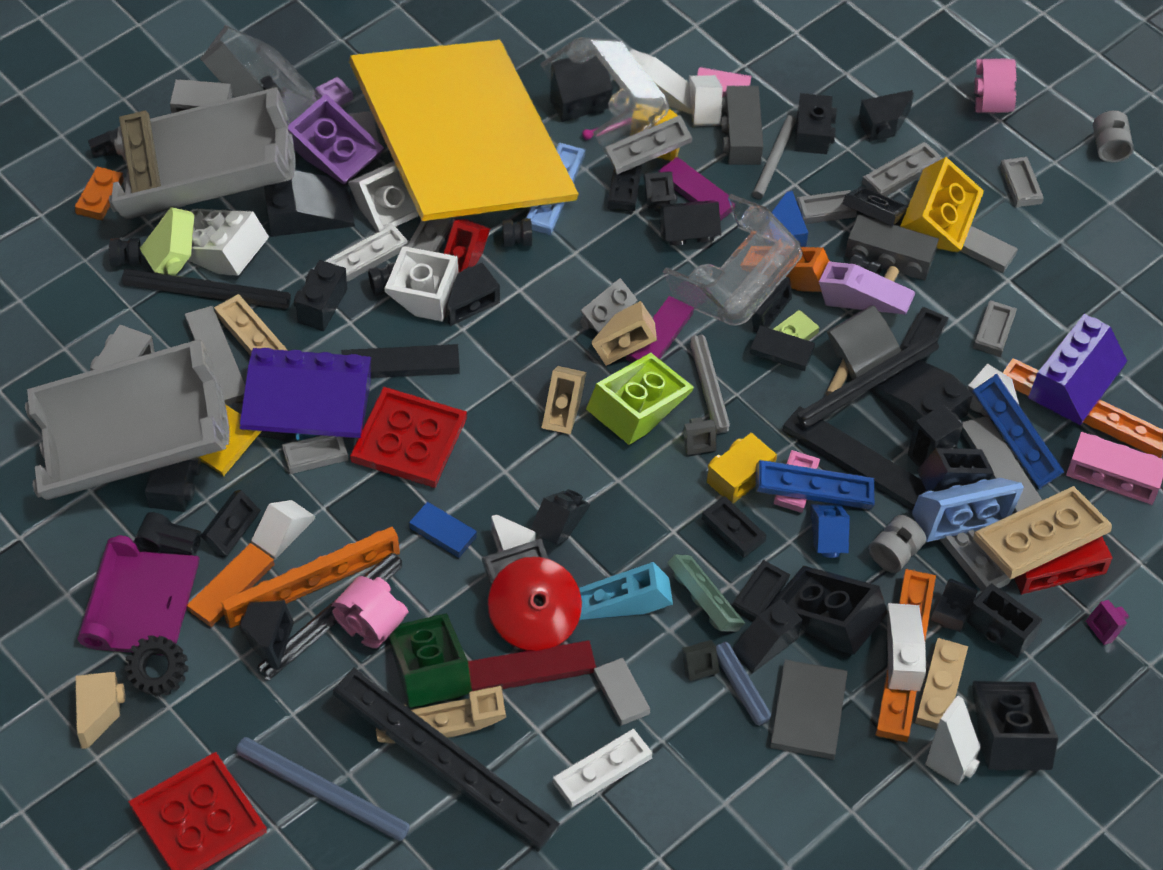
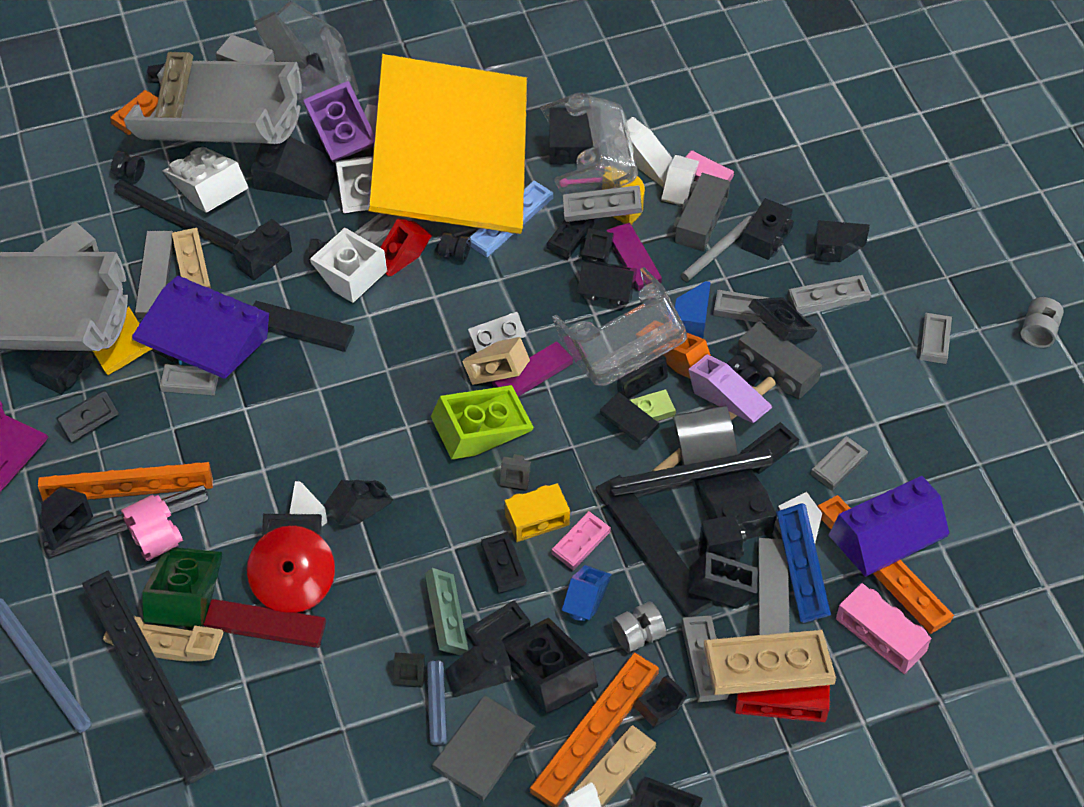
camera: 25 degrees right, 0 degrees up
(160, 534) = (29, 406): black piece -> none
(170, 242) = (162, 168): yellowish green slope -> none
(236, 577) = (71, 461): orange tile -> none
(280, 527) = (127, 431): white slope -> none
(336, 90) = (368, 84): lavender tile -> none
(370, 252) = (321, 226): white tile -> none
(409, 437) = (270, 391): red plate -> none
(443, 529) = (257, 480): blue tile -> none
(472, 293) = (386, 287): black slope -> none
(563, 399) = (416, 401): tan slope -> none
(602, 768) = (275, 732): white plate -> none
(621, 691) = (330, 672): light grey tile -> none
(627, 593) = (376, 588): medium azure slope -> none
(709, 383) = (551, 430): light grey axle -> none
(814, 484) = (592, 549): blue tile -> none
(905, 647) = (591, 722): white slope -> none
(943, 205) = (846, 337): yellow slope -> none
(966, 507) = (713, 615): light blue slope -> none
(988, 249) = (869, 388): light grey tile -> none
(995, 85) = (951, 243): bright pink brick -> none
(1004, 620) = (697, 731): black brick -> none
(1107, 621) = (798, 766): magenta tile -> none

